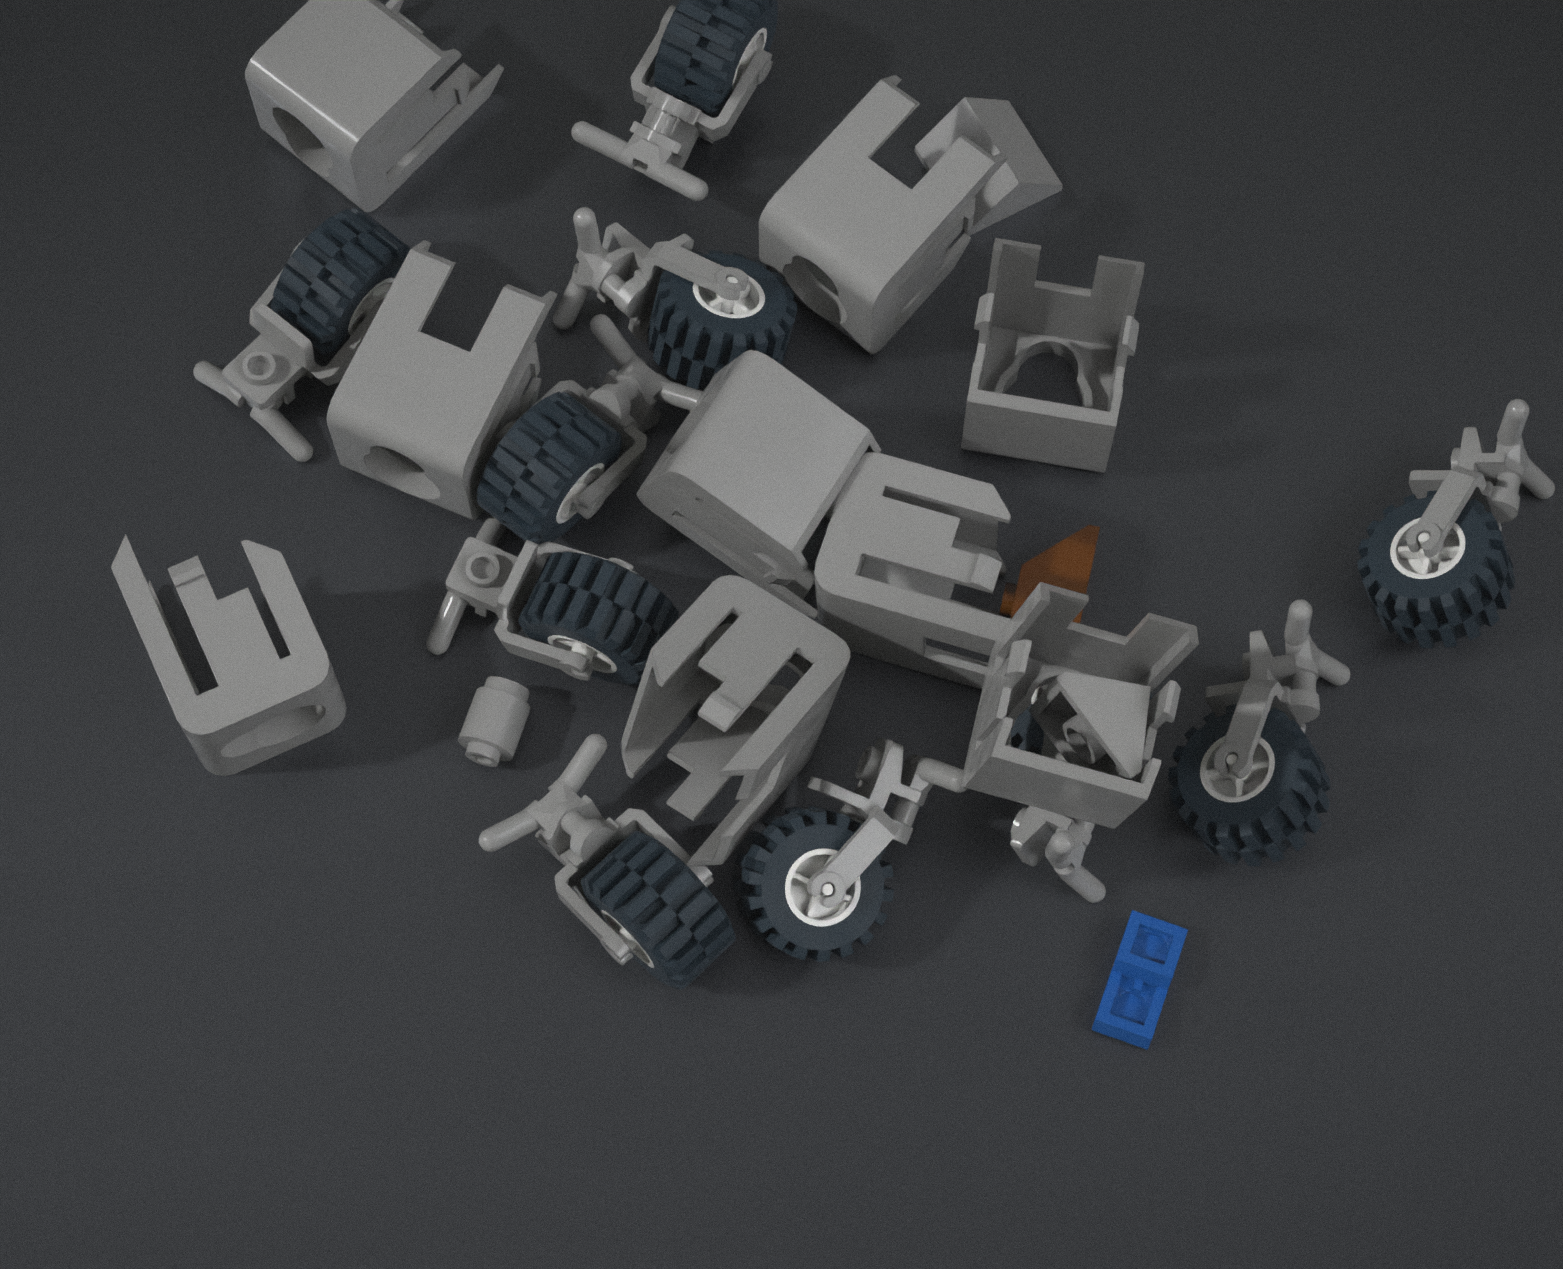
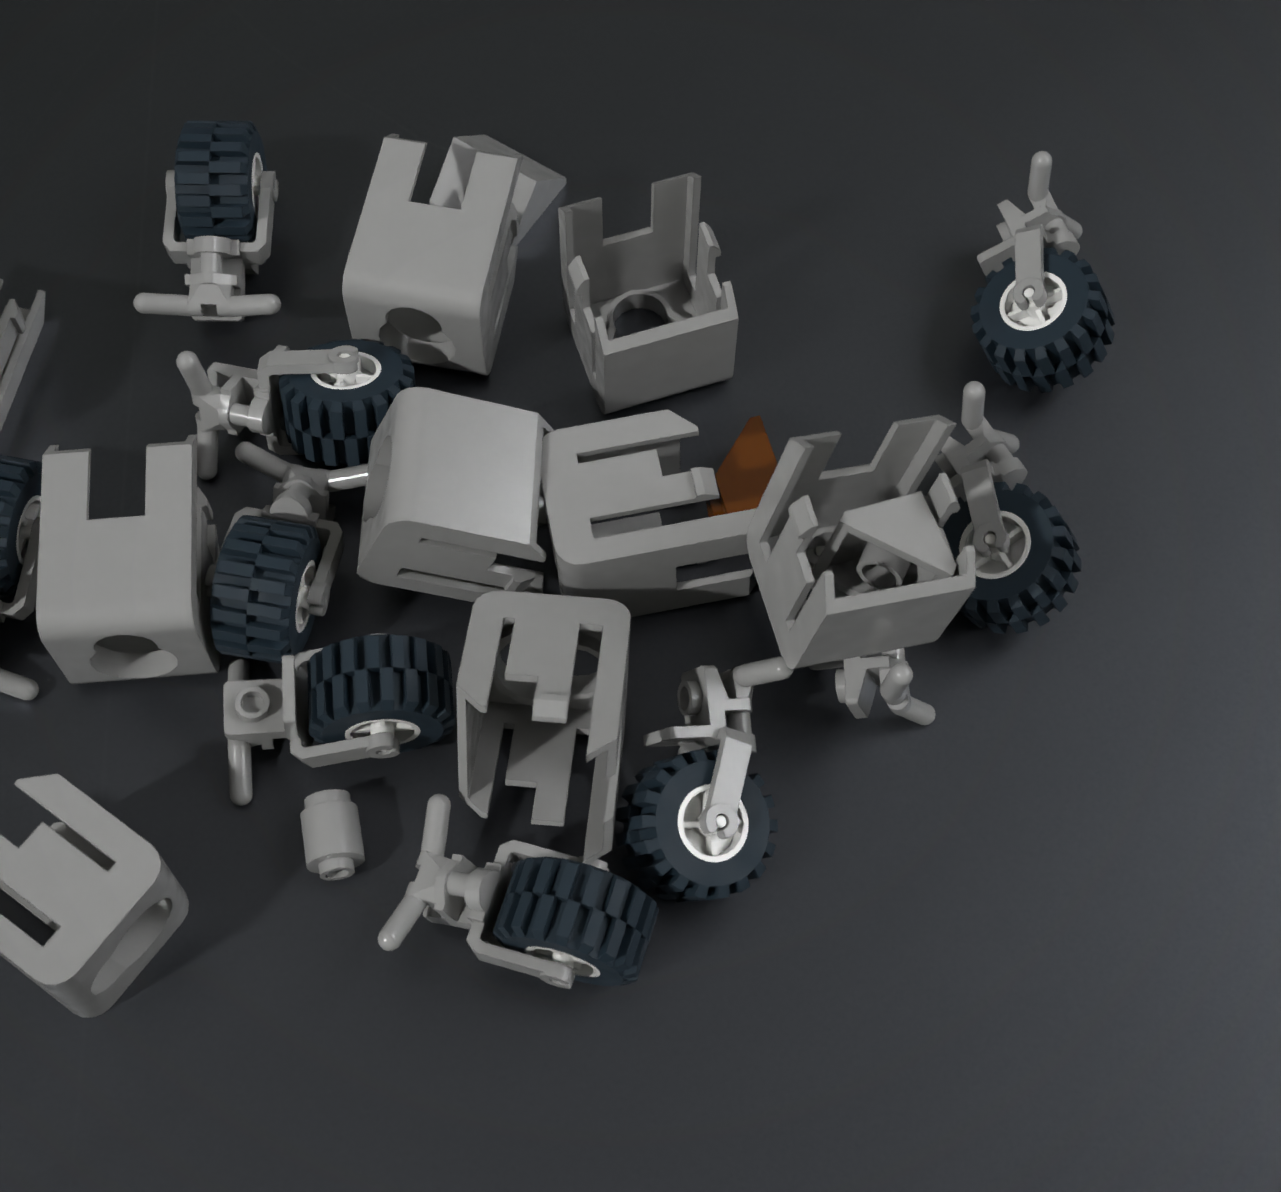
camera: 30 degrees left, 5 degrees down
(1139, 979) = (1006, 767): blue slope -> none

